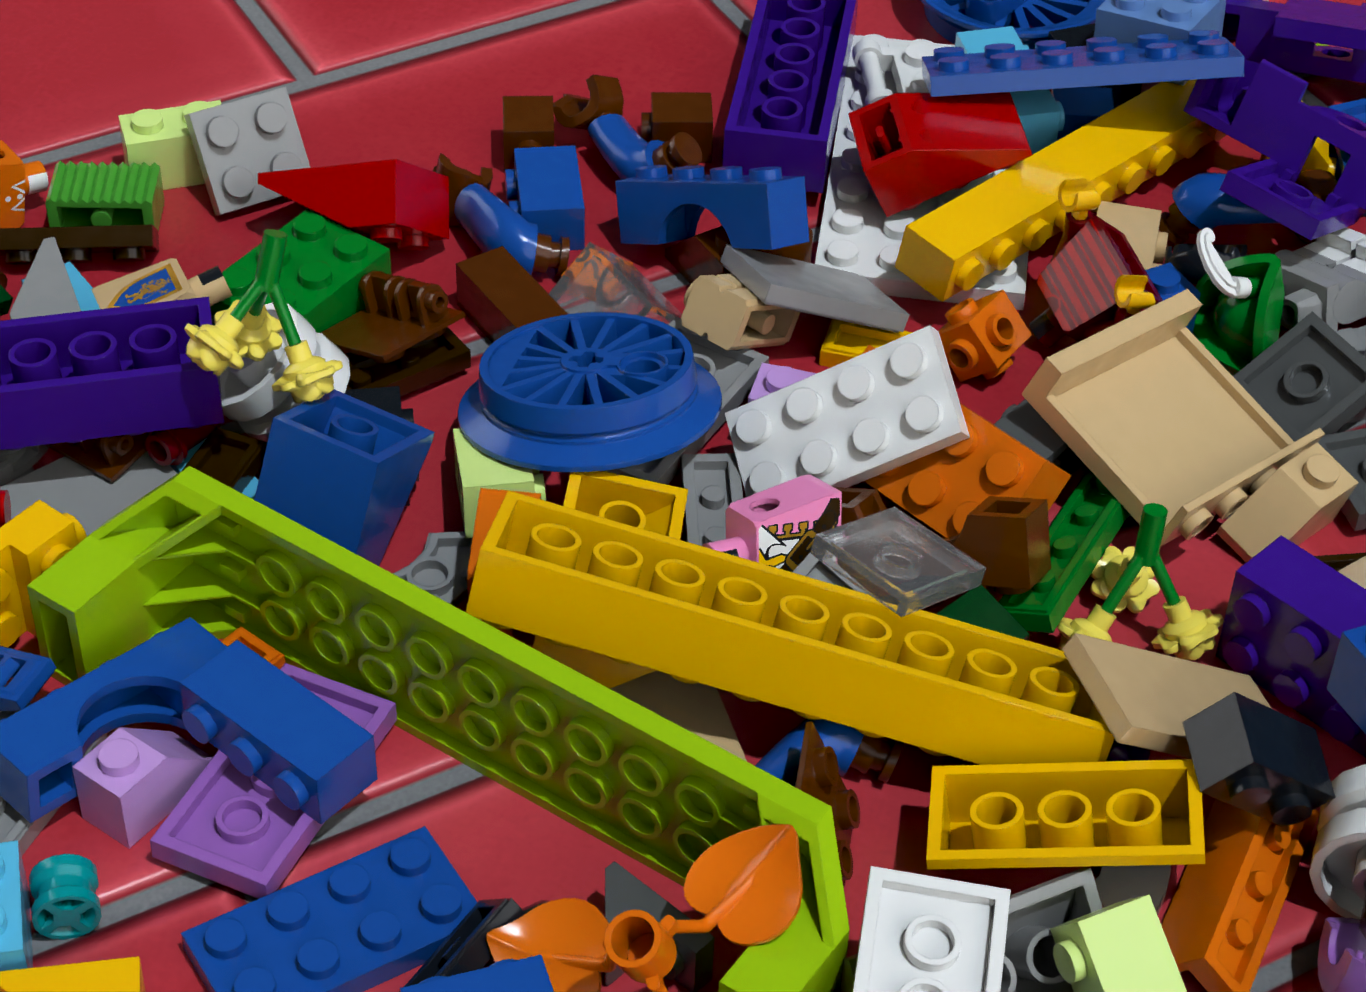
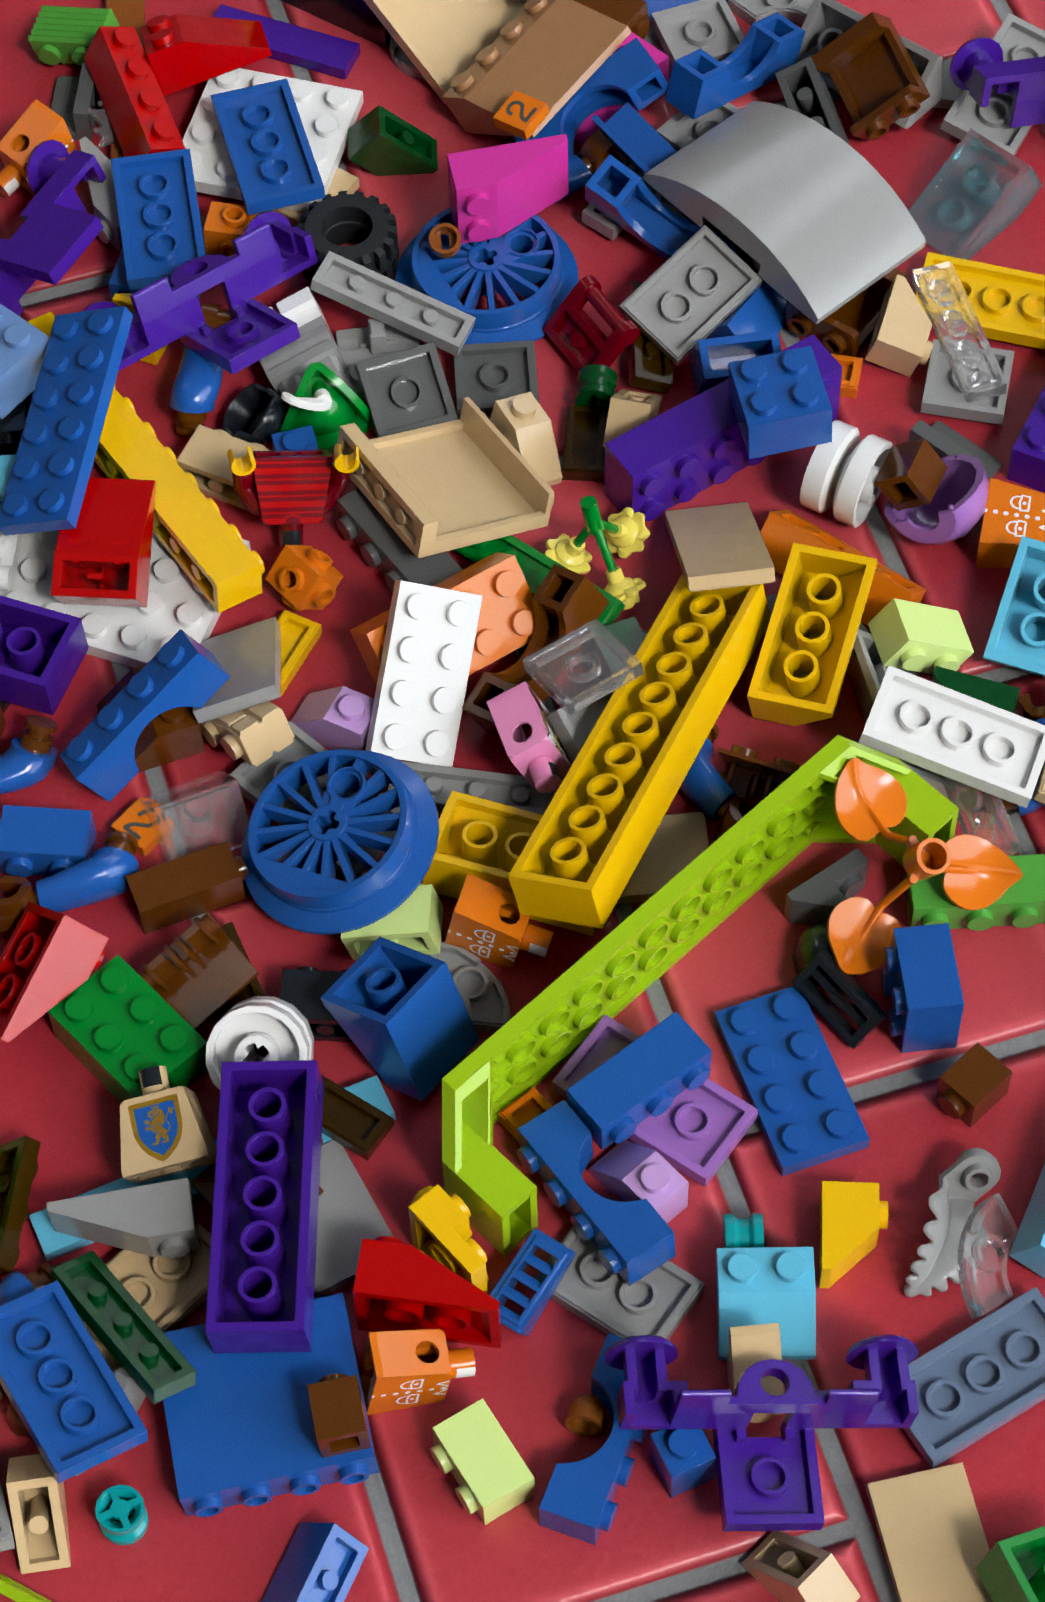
camera: 75 degrees left, 15 degrees up
(252, 332) = (330, 1000): light yellow plant -> none
(1258, 760) = (799, 513): black brick -> none

